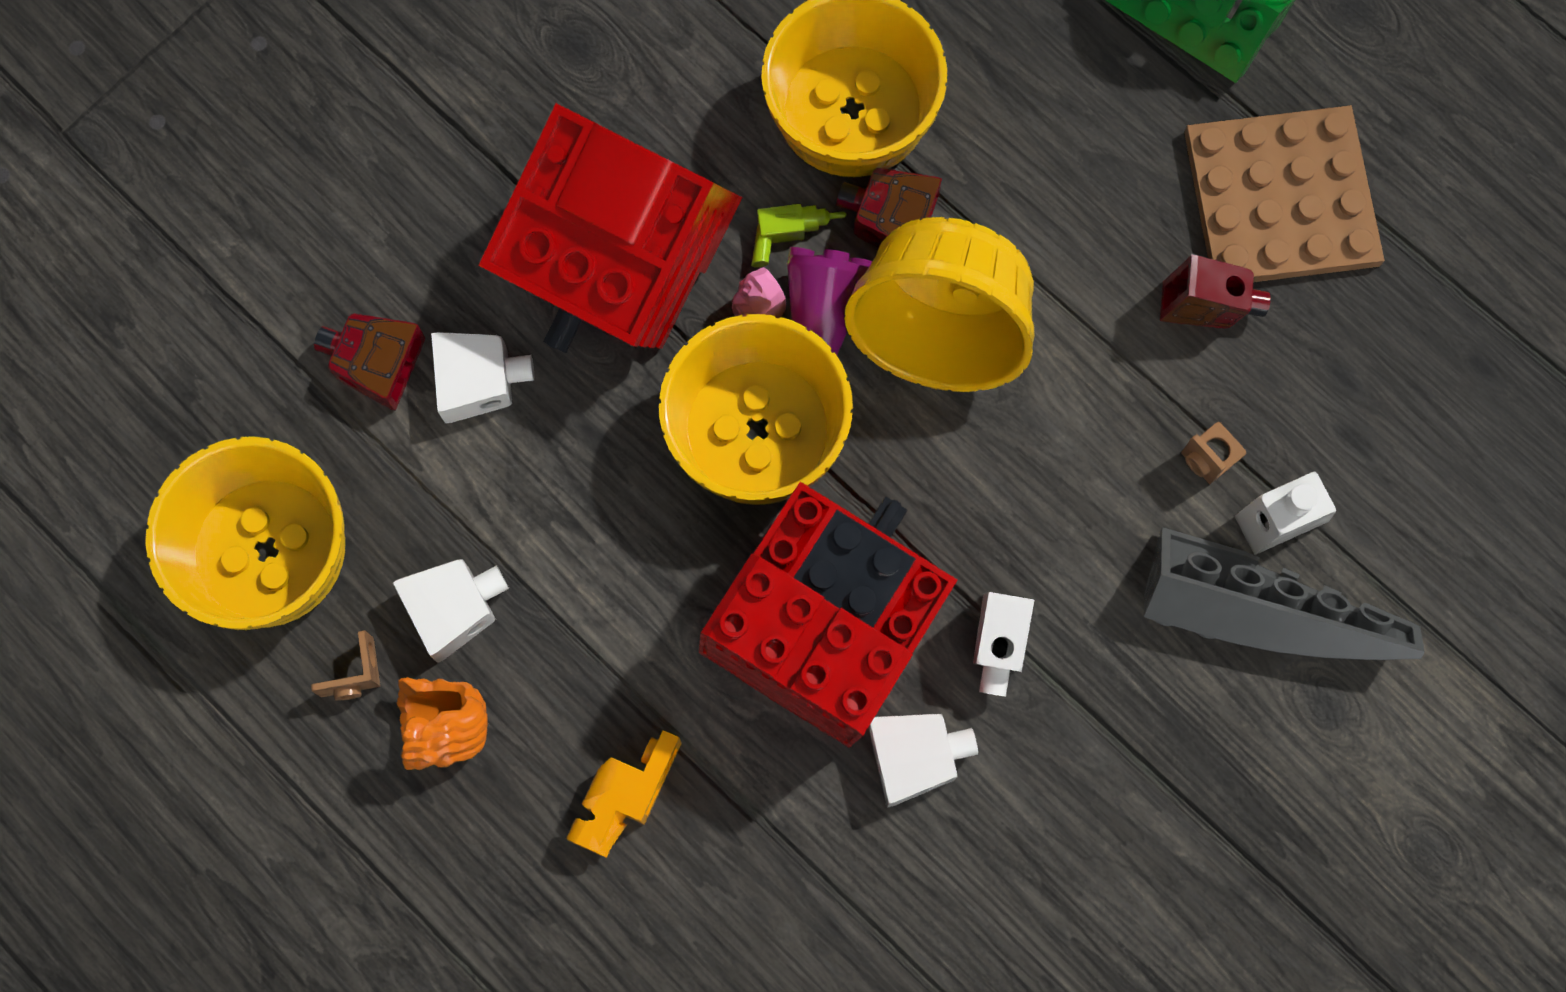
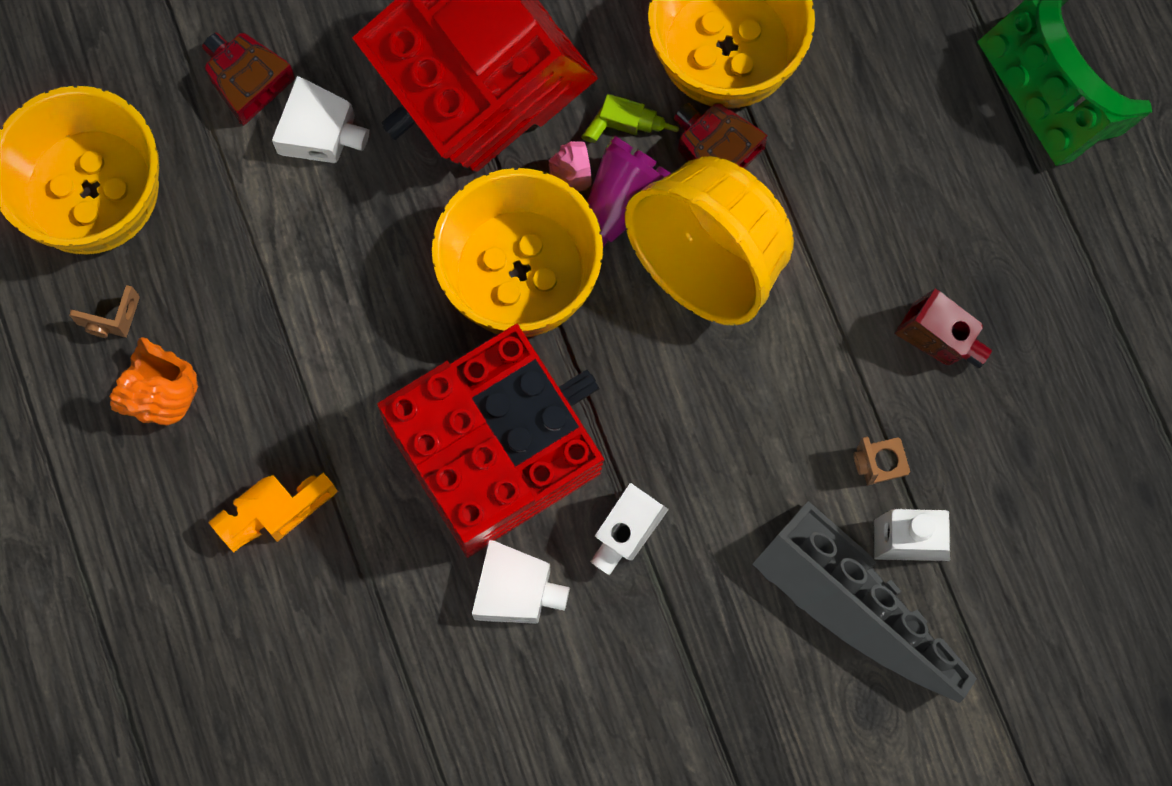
camera: 25 degrees right, 0 degrees up
(449, 604) = (208, 298): white torso -> none
(1285, 193) = (1051, 276): medium nougat plate -> none

